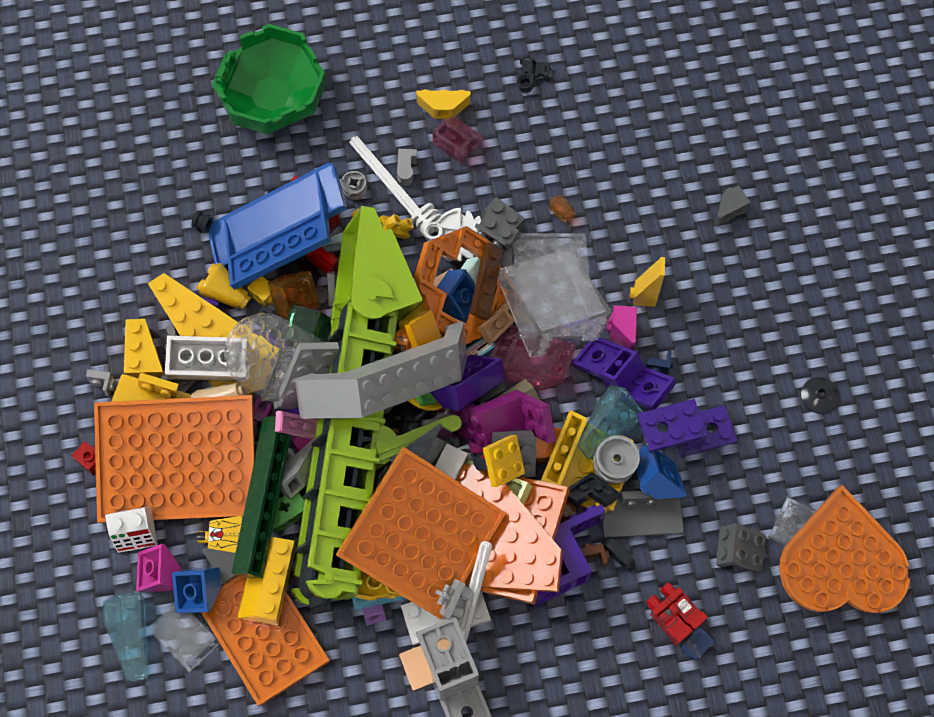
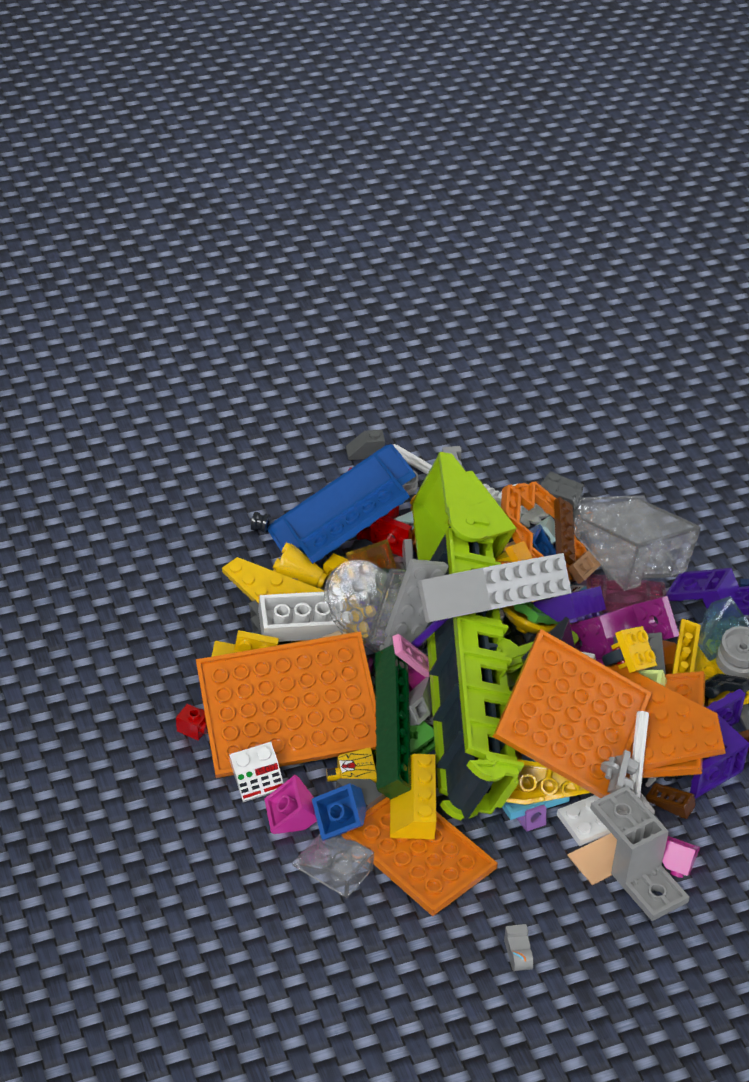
camera: 10 degrees left, 25 degrees down
(100, 379) = (187, 654): light grey bracket -> none
(127, 630) = (270, 862): clear light blue wedge -> none
(140, 350) = (224, 621): yellow wedge -> none
(270, 80) = (304, 401): green windscreen -> none
(326, 135) = (365, 444): none -> dark grey slope
(443, 103) = (472, 413): yellow slope -> none
(456, 138) = (494, 437): clear pink slope -> none
(495, 670) = (679, 856): none -> slope
(521, 620) = (681, 808): none -> reddish brown slope
(533, 69) = (549, 385): black piece -> none
(562, 208) = (614, 479): clear orange brick -> none
(623, 326) = (708, 553): dark pink slope -> none
(648, 285) = (722, 521): yellow wedge -> none

